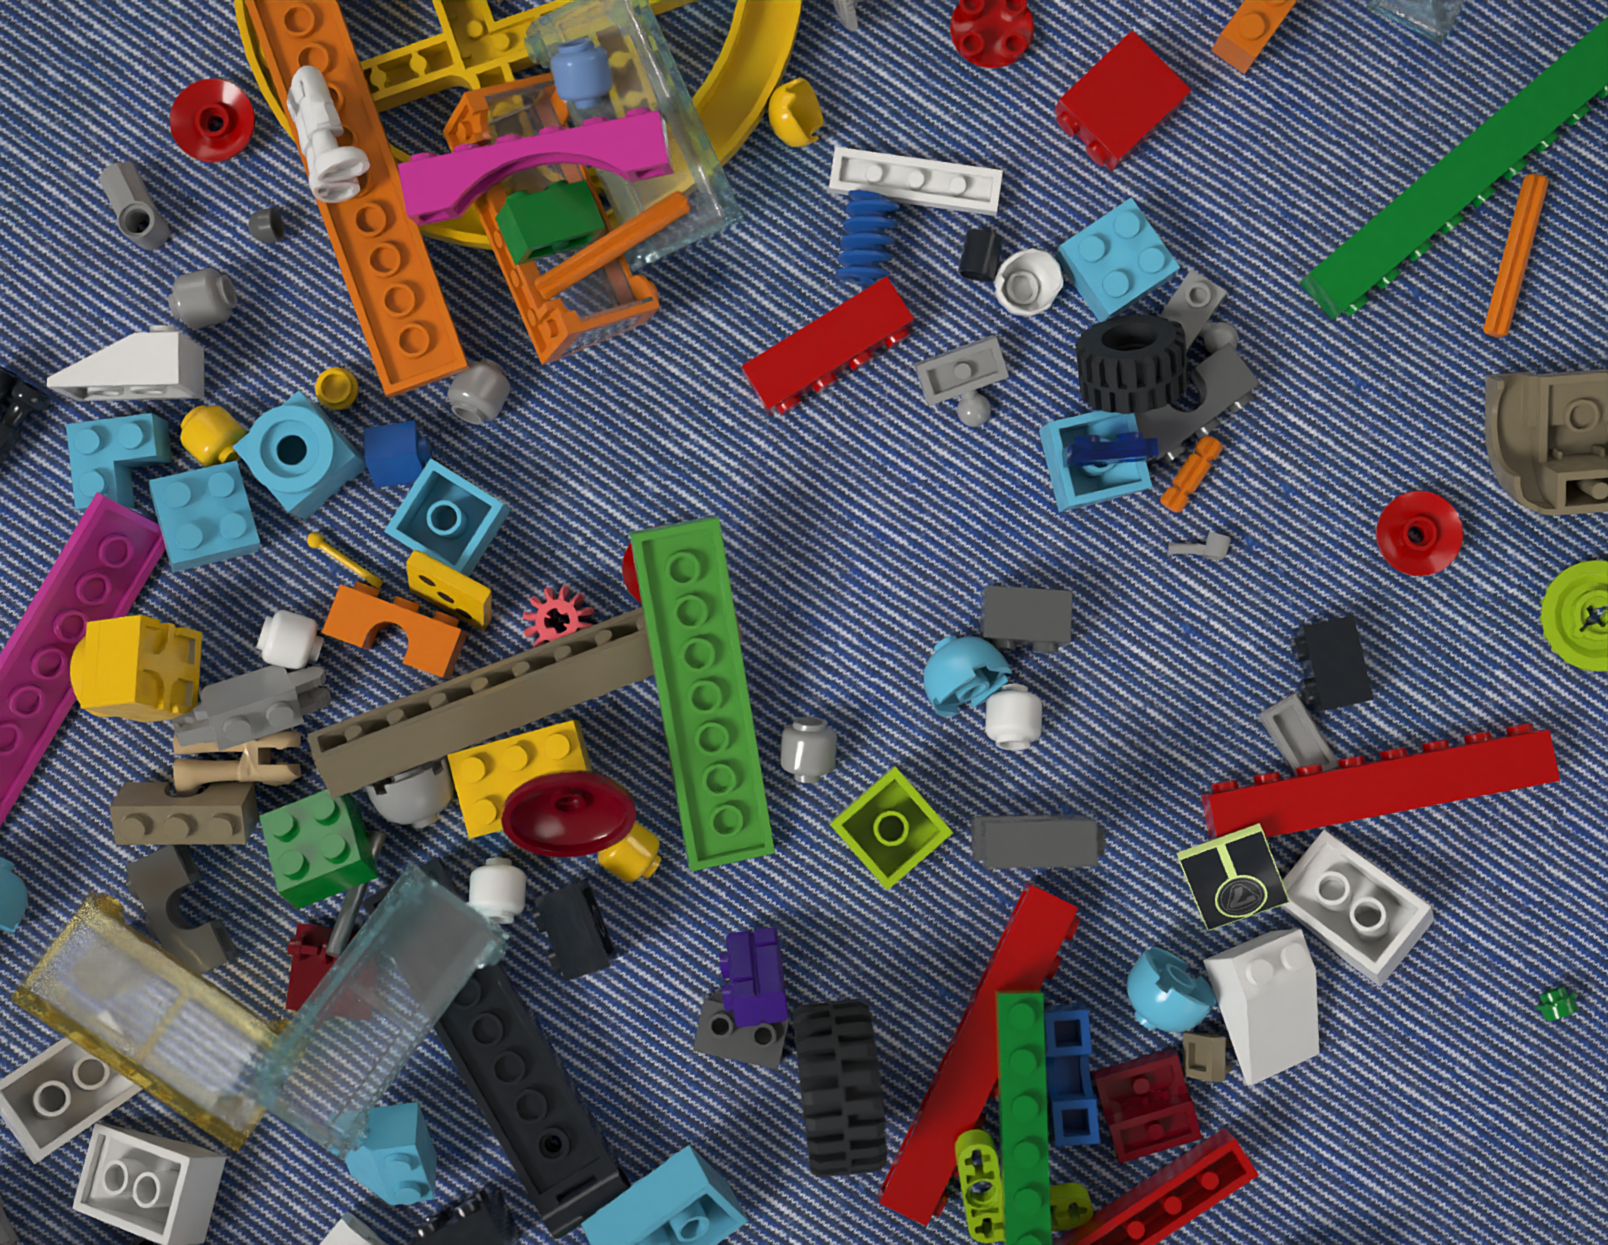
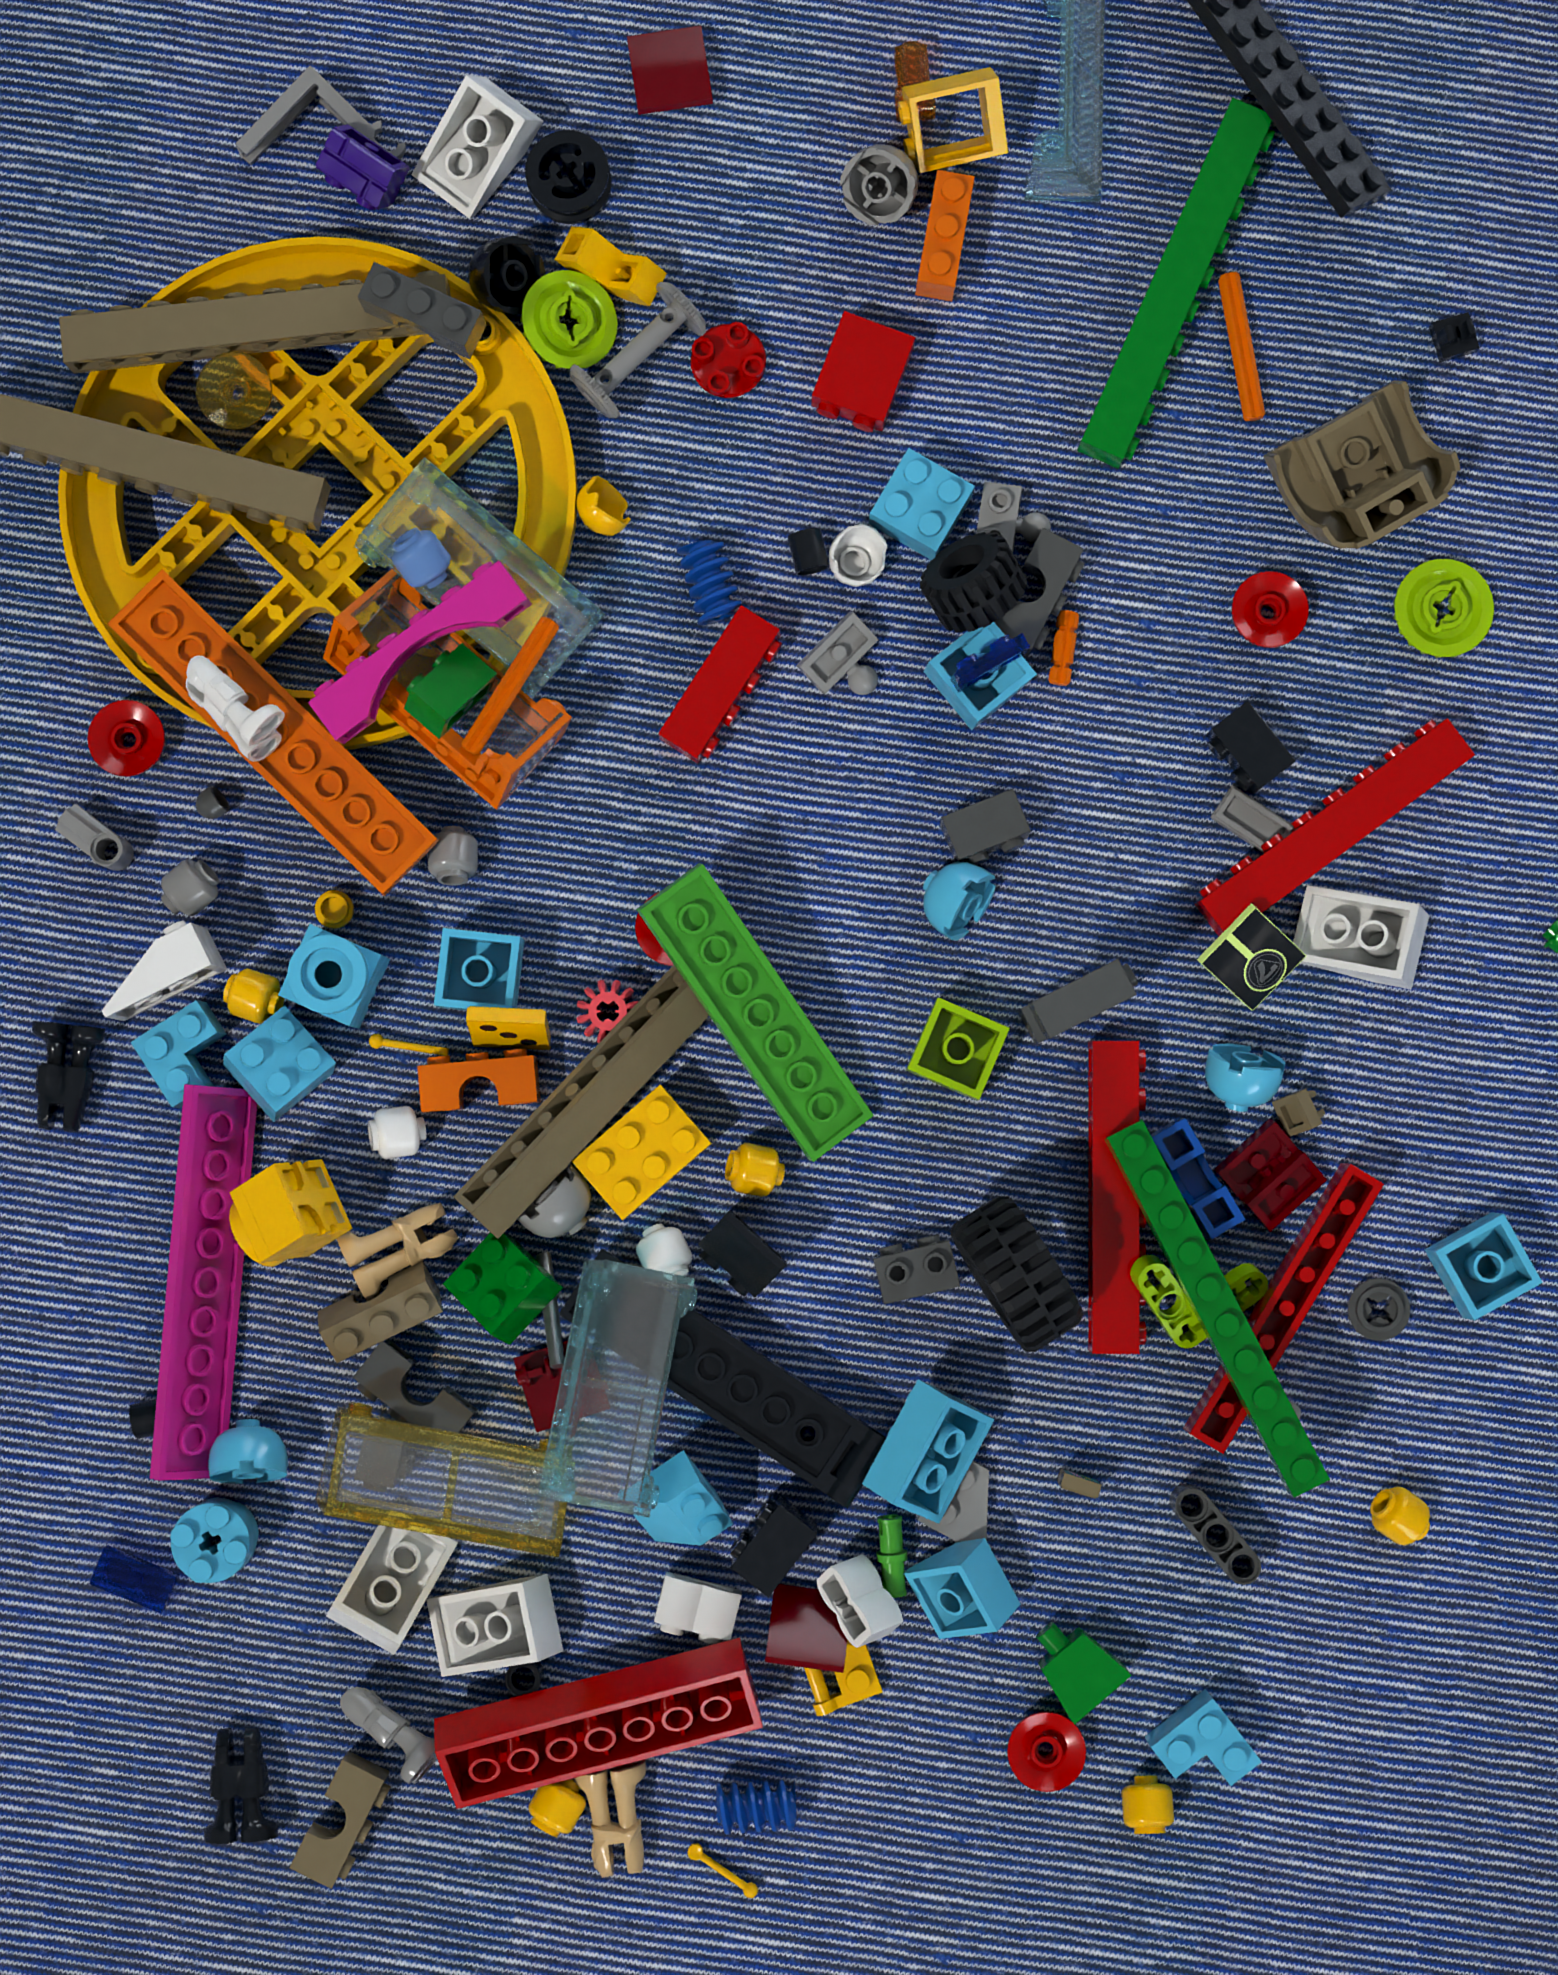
camera: 25 degrees left, 0 degrees up
(252, 706) = (394, 1198): light grey hinge -> none
(395, 453) = (410, 938): blue brick -> none
(568, 813) = (695, 1159): dark red dish -> none
(755, 977) = (907, 1220): dark purple brick -> none
(808, 749) = (860, 1018): light grey head -> none
(917, 180) = (727, 515): white plate -> none
(1013, 717) = (1014, 913): white head -> none
(1214, 549) = (1111, 700): light grey hand -> none
(1268, 1002) = (1327, 1044): white slope -> none

